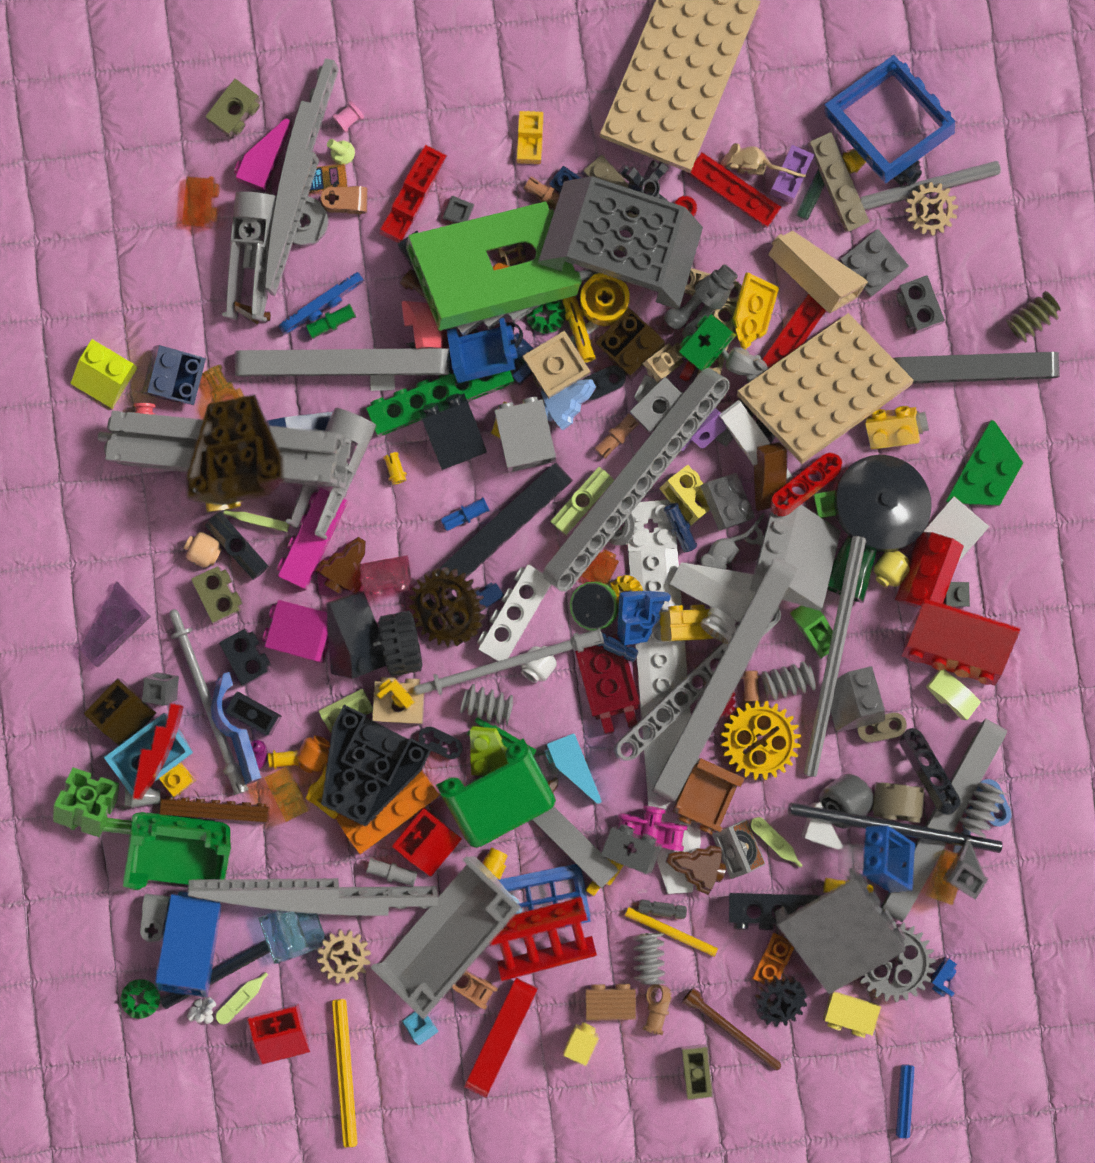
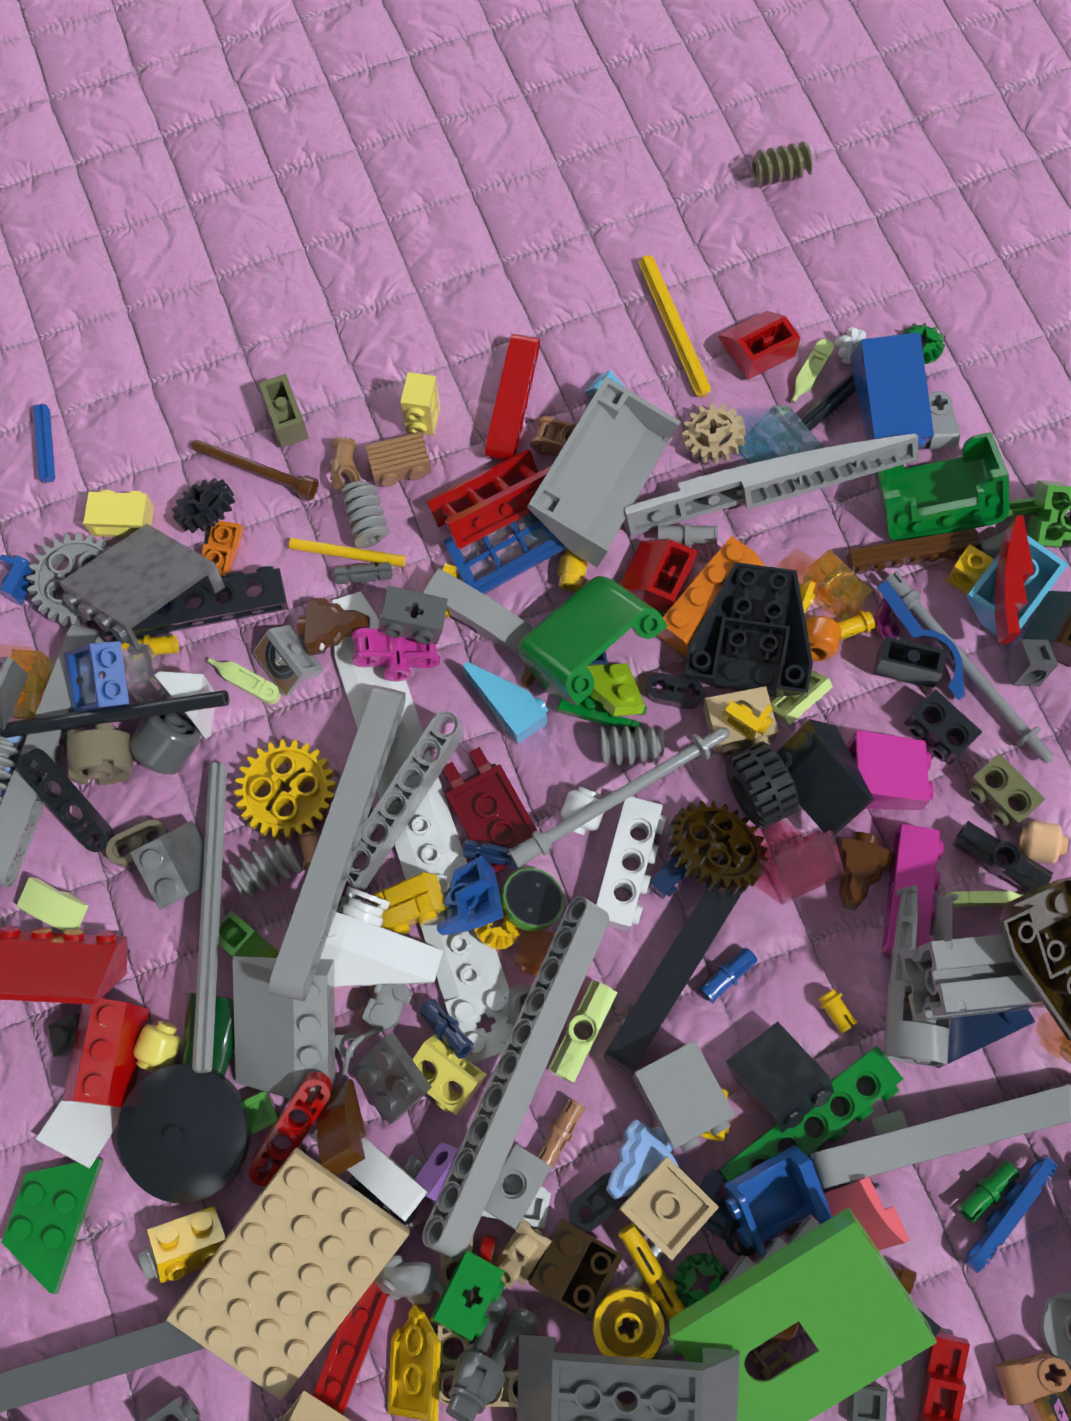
camera: 165 degrees right, 15 degrees down
(706, 796) = (336, 704): dark orange panel -> none

